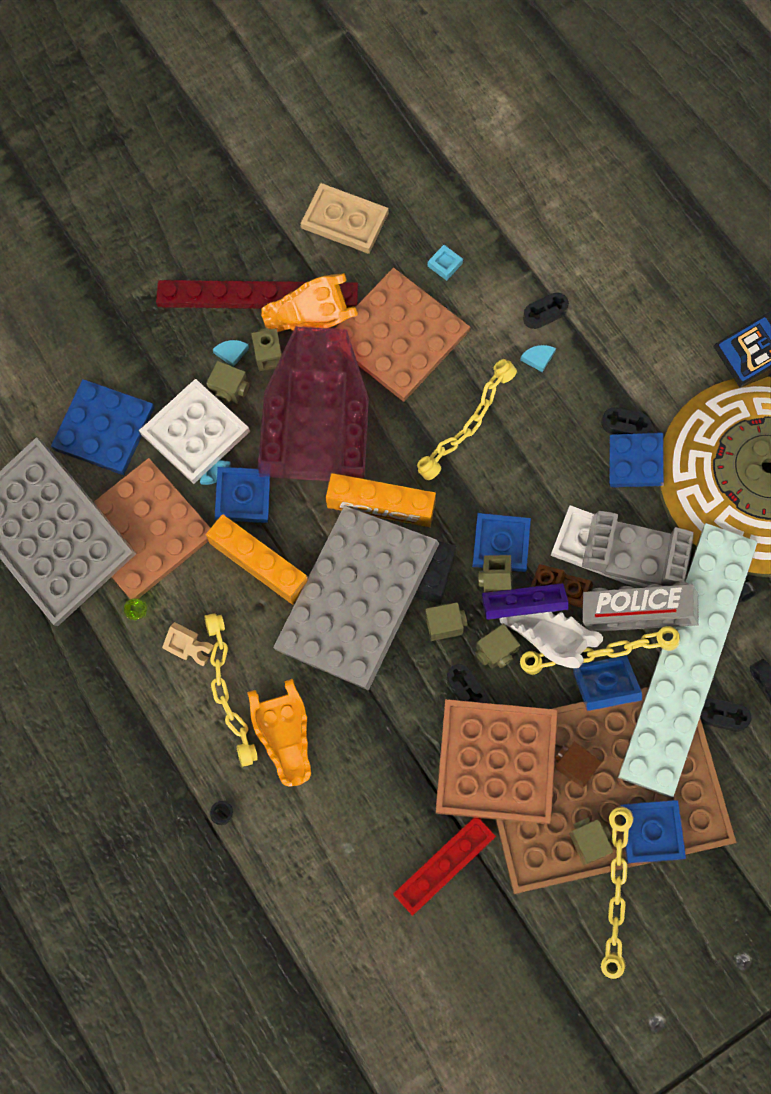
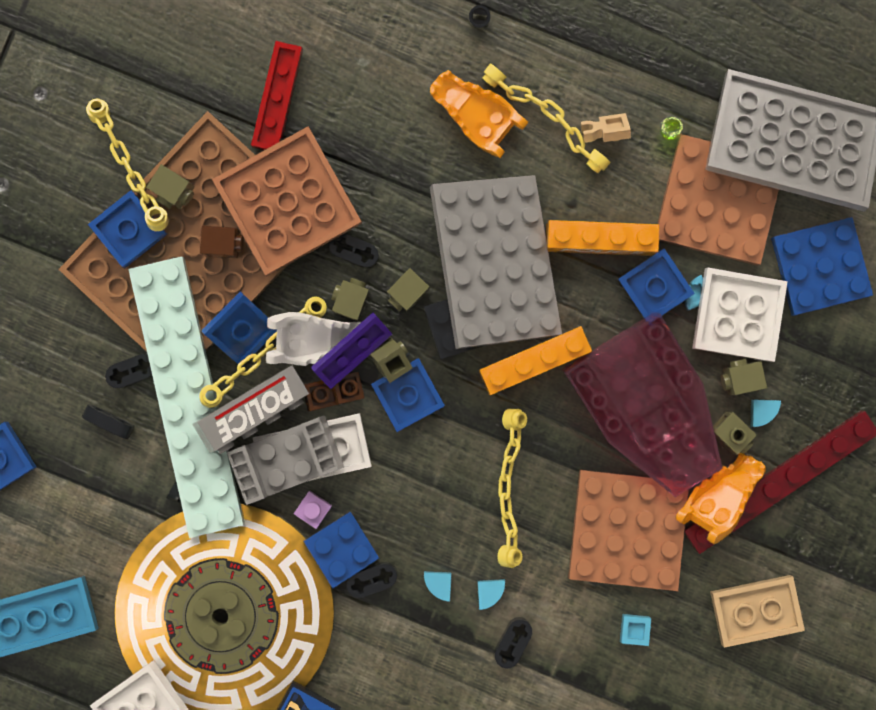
camera: 140 degrees right, 15 degrees up
(574, 387) = (439, 584): none -> medium azure tile
(639, 506) = (312, 509): none -> lavender plate

